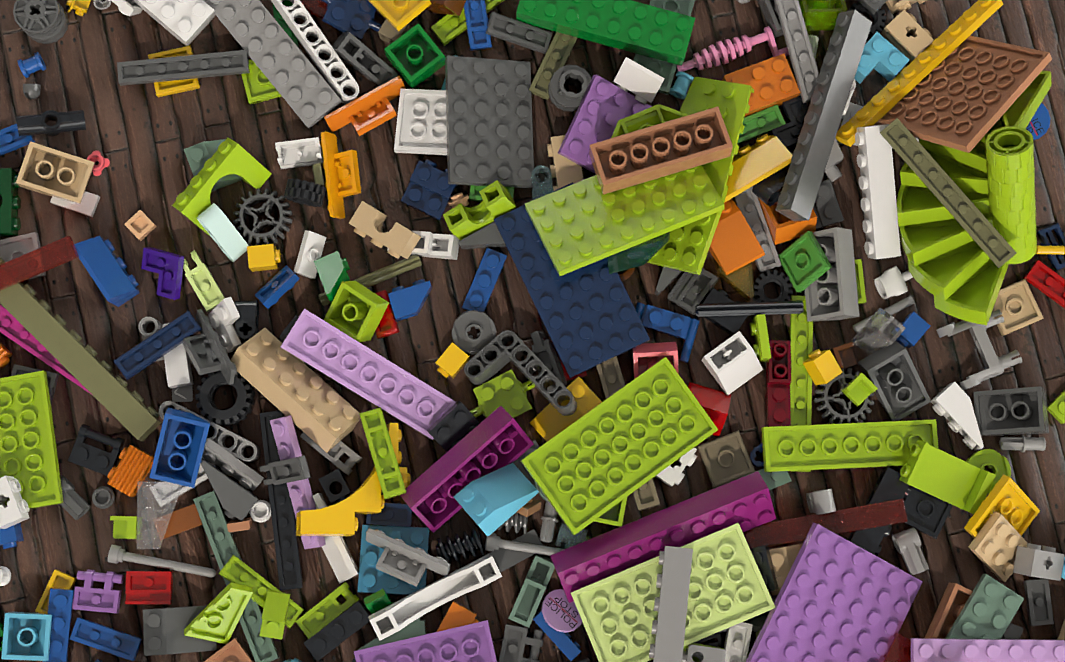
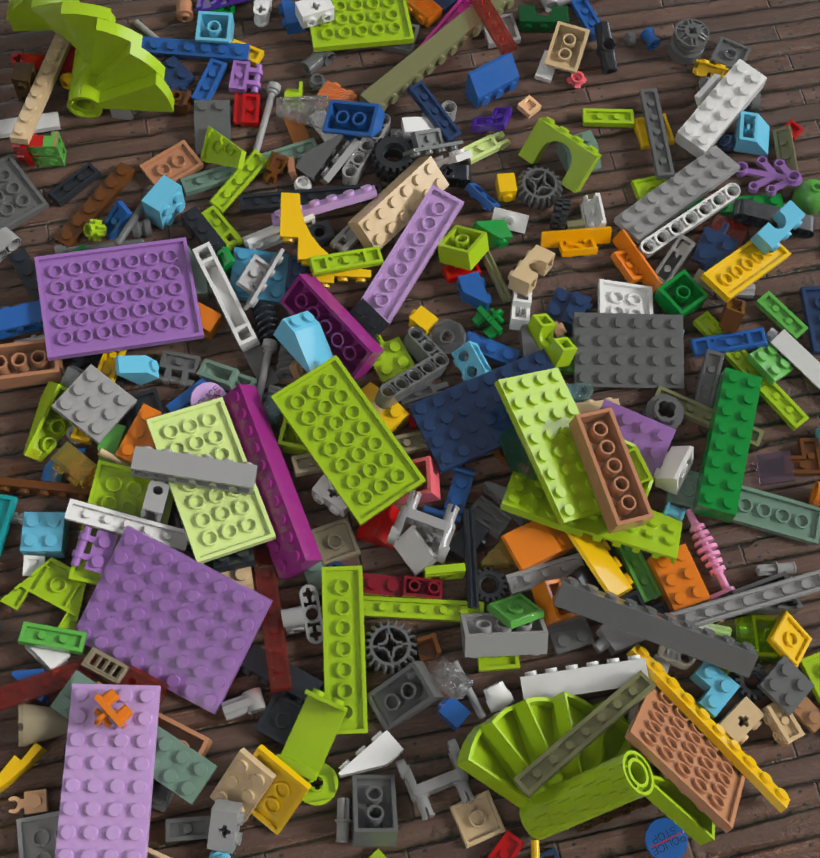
camera: 85 degrees right, 15 degrees down
(93, 457) = (350, 73): black plate -> none
(156, 126) = (608, 117): none -> lime plate
(223, 232) = (525, 154): light aqua beam -> none
(238, 545) = (275, 164): none -> reddish brown plate
(274, 614) = (219, 186): lime slope -> none
(286, 470) = (333, 191): dark grey hinge -> none
(459, 276) = (483, 316): none -> green hips
(506, 298) = (475, 360): none -> medium azure brick
(719, 335) = (443, 527): none -> light grey connector
(804, 488) = (315, 597): none -> light grey beam
(822, 366) = (418, 623): yellow brick -> none
(859, 389) = (396, 652): lime panel -> none

